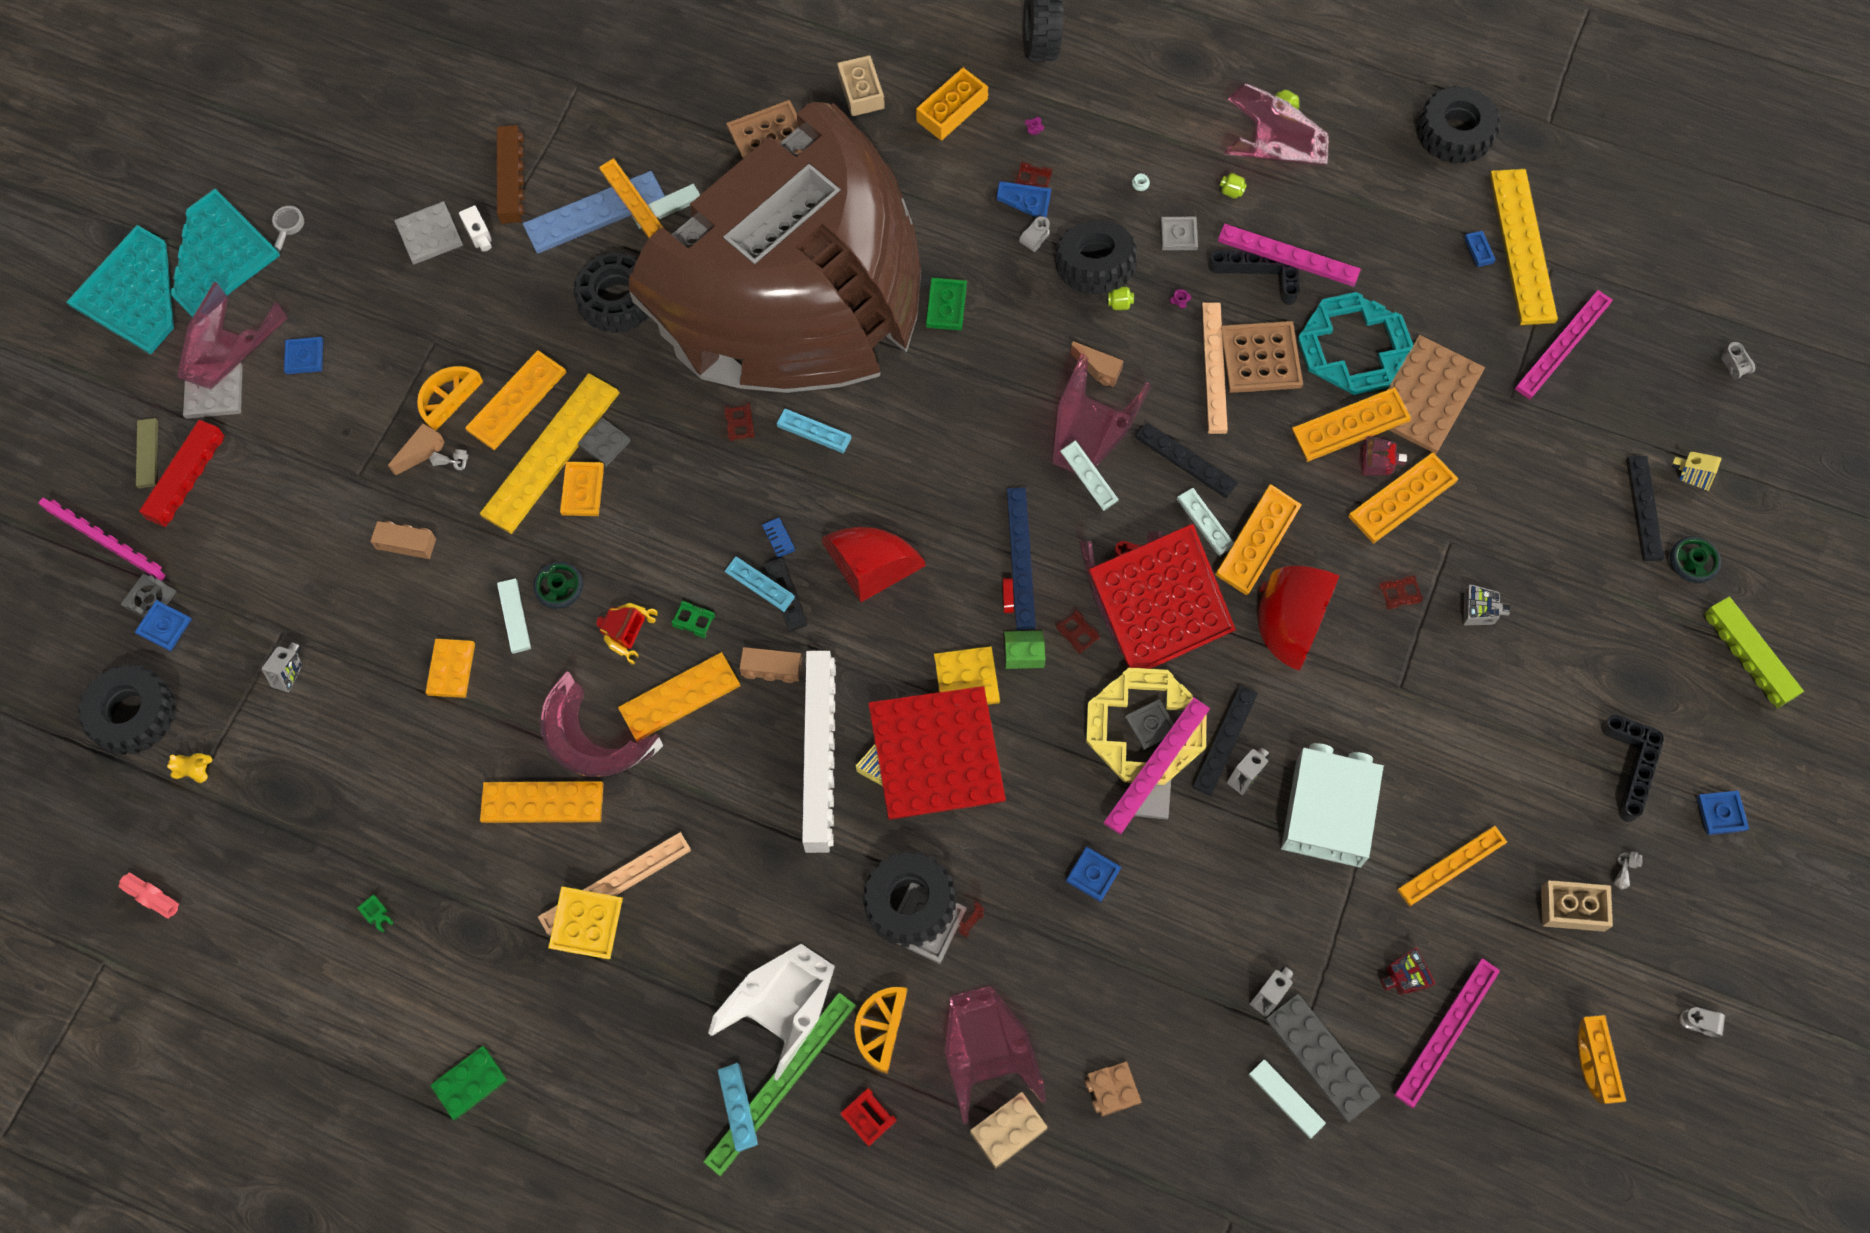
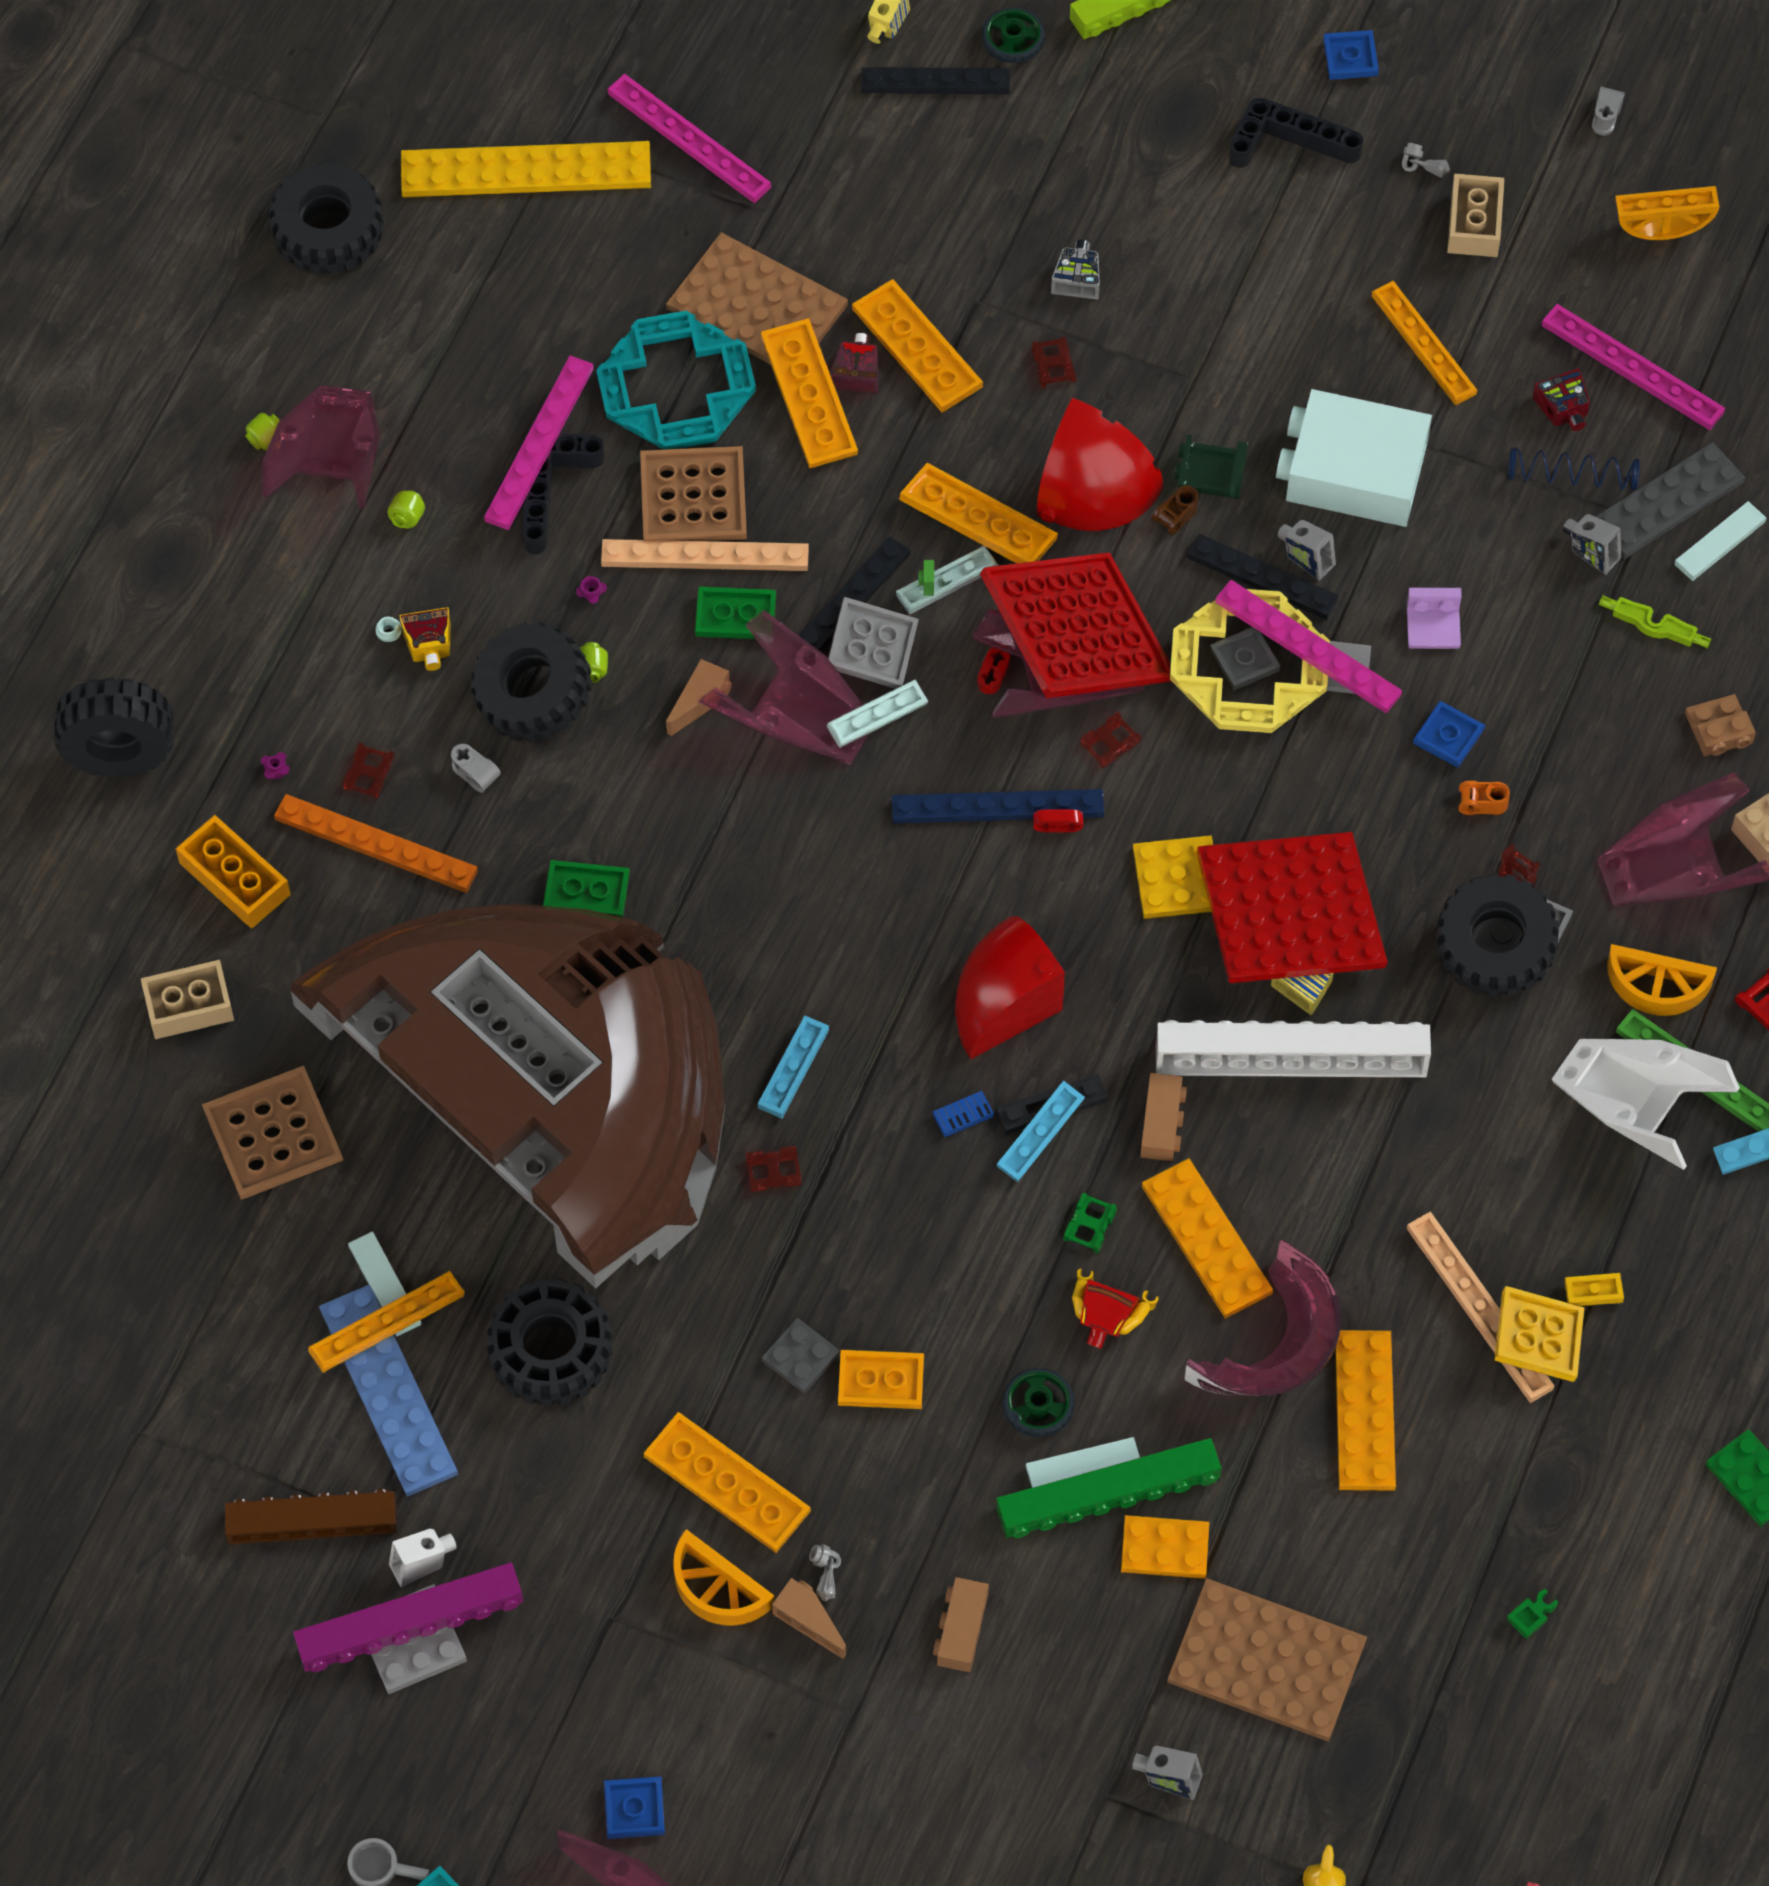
camera: 90 degrees left, 5 degrees down
(362, 734) = (1267, 1659): none -> medium nougat plate
(433, 224) = (408, 1617): none -> magenta brick
(492, 631) = (1108, 1488): none -> green brick
(549, 453) = (816, 1431): yellow plate -> none
(624, 967) = (1594, 1289): none -> yellow plate
(979, 185) = (376, 843): none -> orange plate
(1024, 649) = (1136, 802): bright green slope -> none
(1025, 198) = (408, 779): blue wing -> none
(1037, 895) = (1482, 797): none -> orange piece
(1135, 203) = (427, 636): none -> torso
(1145, 470) = (872, 643): none -> light grey plate
(1168, 386) = (727, 610): none -> green plate
(1179, 233) = (478, 586): light grey tile -> none
(1193, 865) = (1433, 618): none -> lavender bracket
(1200, 504) = (926, 577): none -> bright green plate
(1202, 1051) = (1668, 627): none -> lime piece
(1273, 674) = (1174, 513): none -> reddish brown piece
(1317, 702) = (1212, 468): none -> clear green panel
(1337, 1027) = (1635, 467): none -> dark blue piece
(1479, 248) = (530, 218): blue plate -> none

